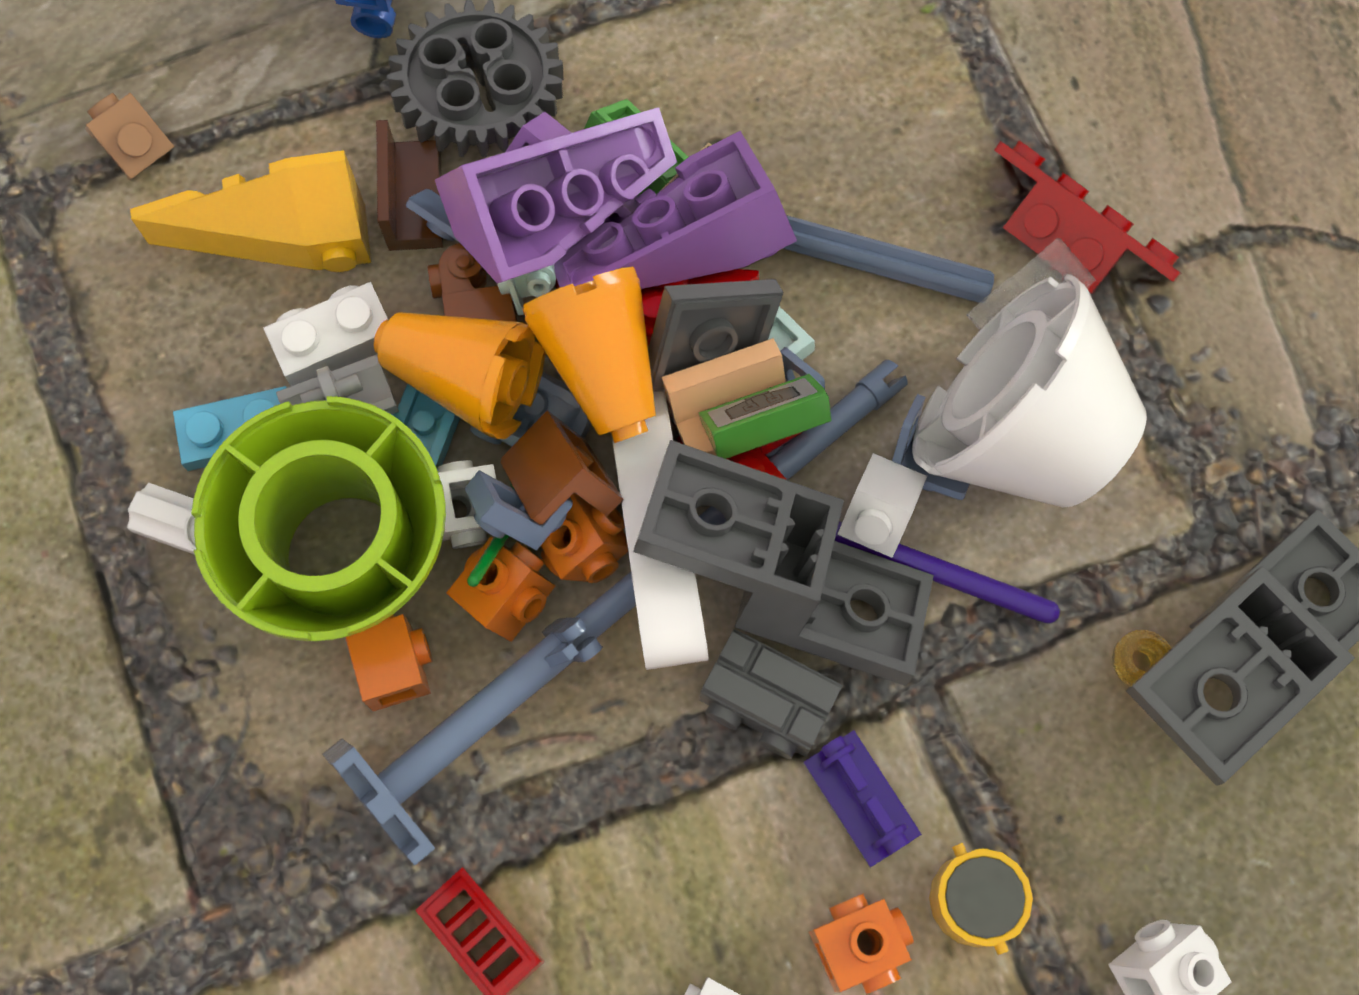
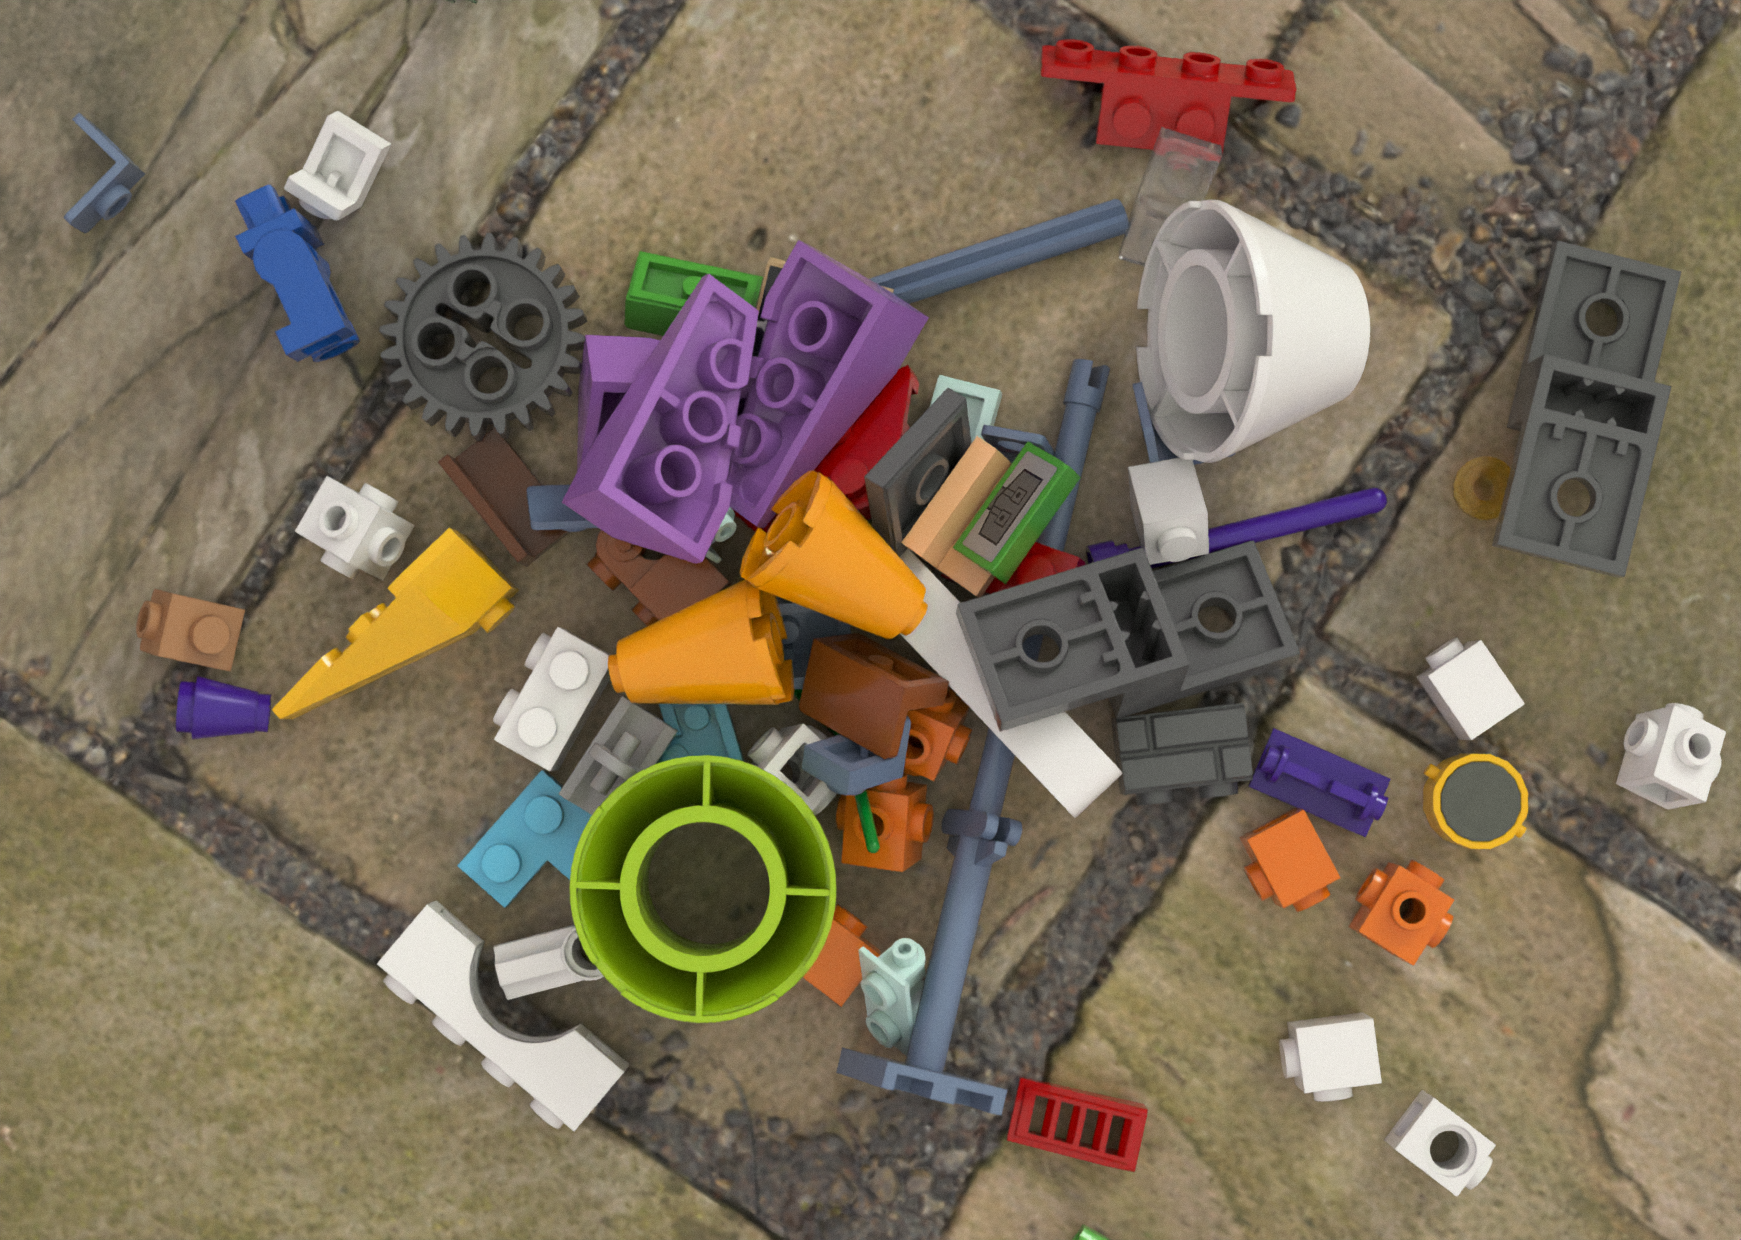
camera: 30 degrees left, 15 degrees up
(99, 195) = (220, 709): none -> dark purple cone
(100, 473) = (439, 966): none -> white arch
(286, 128) = (355, 528): none -> white brick
(412, 711) = (893, 991): none -> light aqua hinge
(795, 840) = (1289, 861): none -> orange brick
(1033, 802) = (1468, 687): none -> white brick

